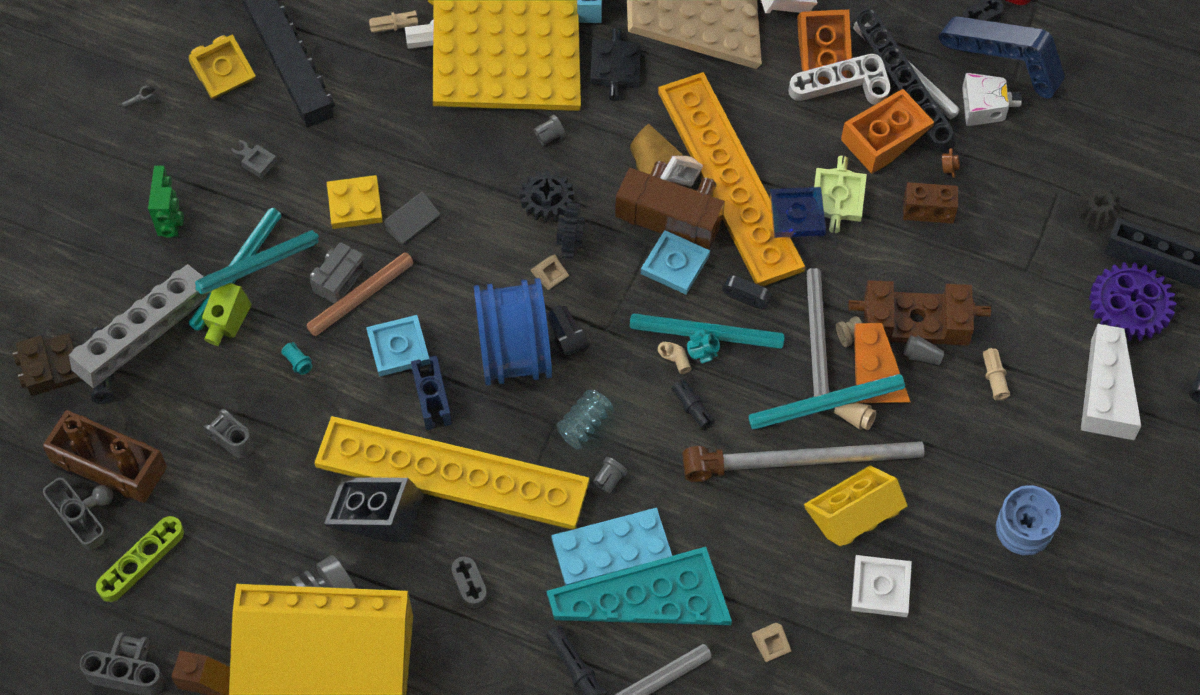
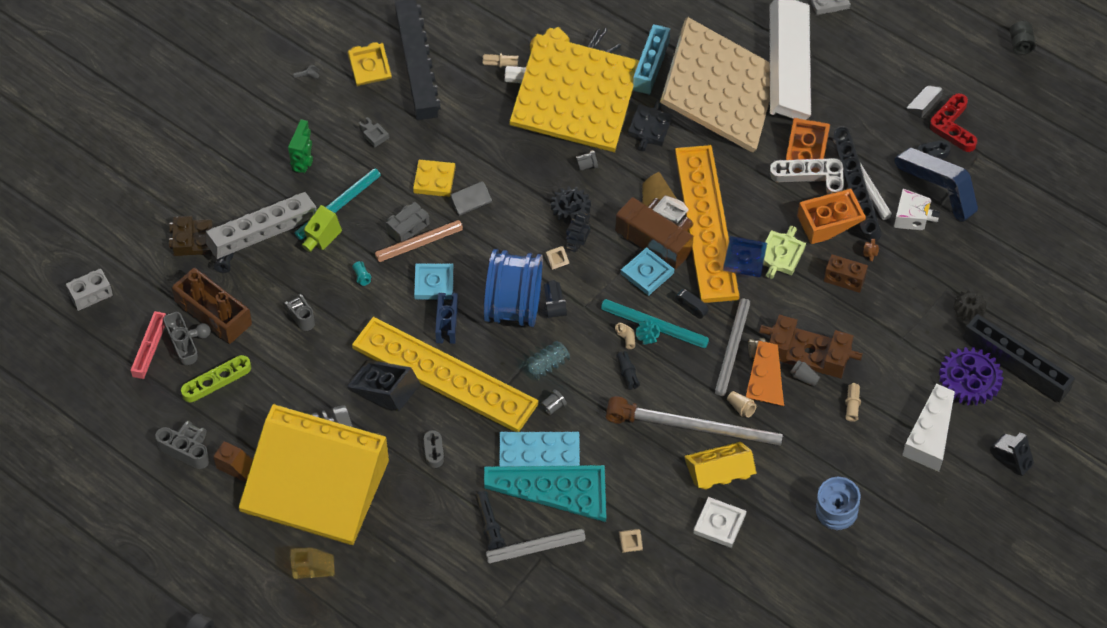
camera: 15 degrees right, 5 degrees down
(32, 535) = (148, 345): none -> coral piece
(256, 262) = (351, 201): teal axle -> none
(826, 401) = (722, 390): teal axle -> none

